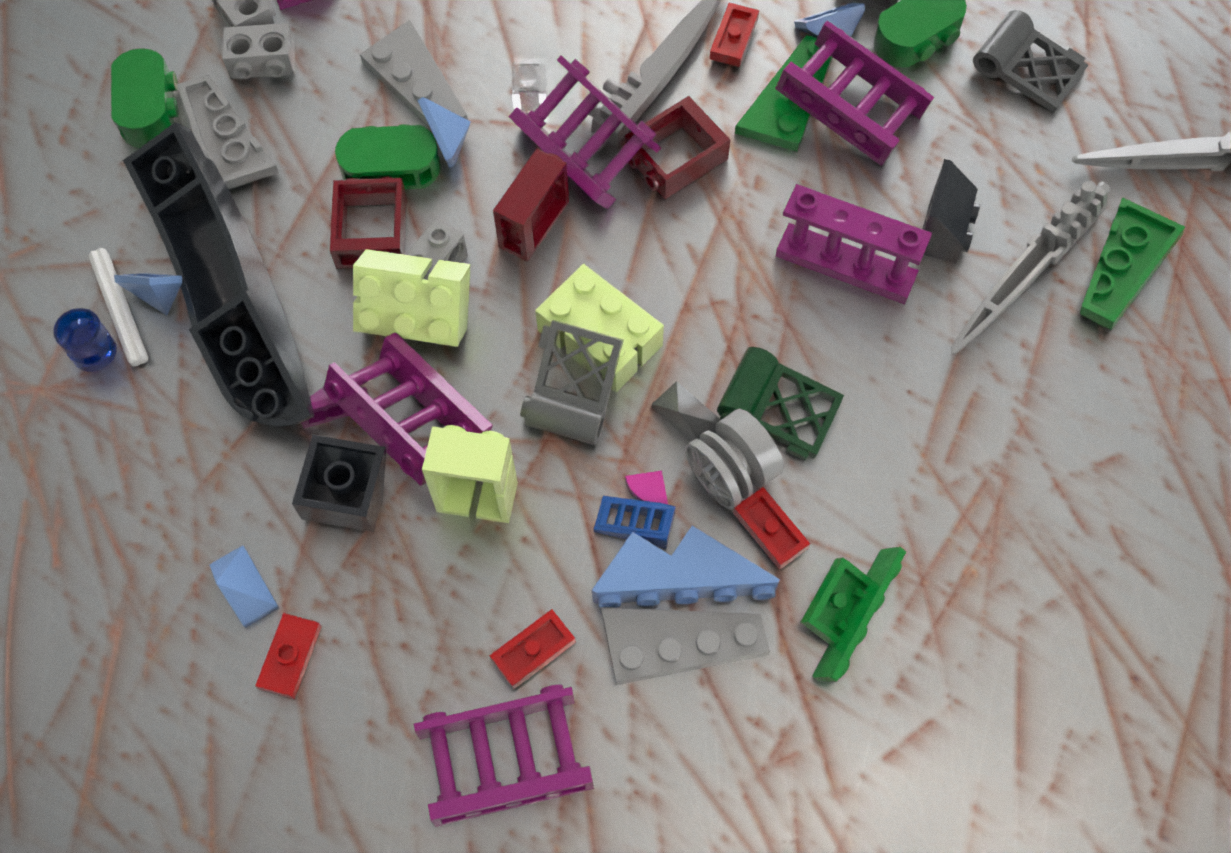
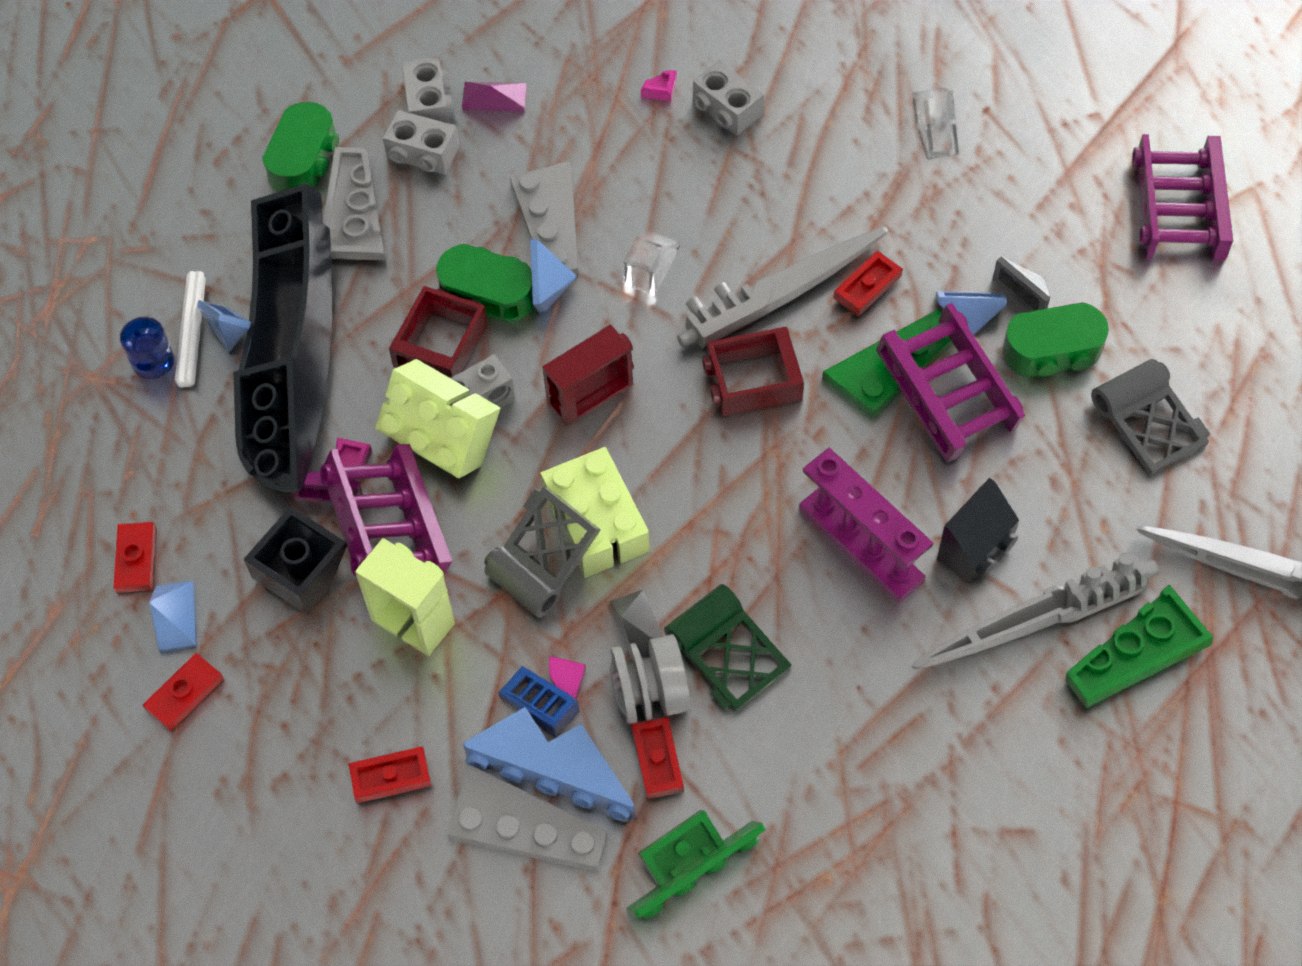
camera: 25 degrees right, 5 degrees down
(173, 546) = (134, 557): none -> red plate
(343, 358) = (353, 452): none -> dark pink tile
(491, 795) = (327, 892): magenta fence -> none
(555, 142) = (640, 326): magenta fence -> none

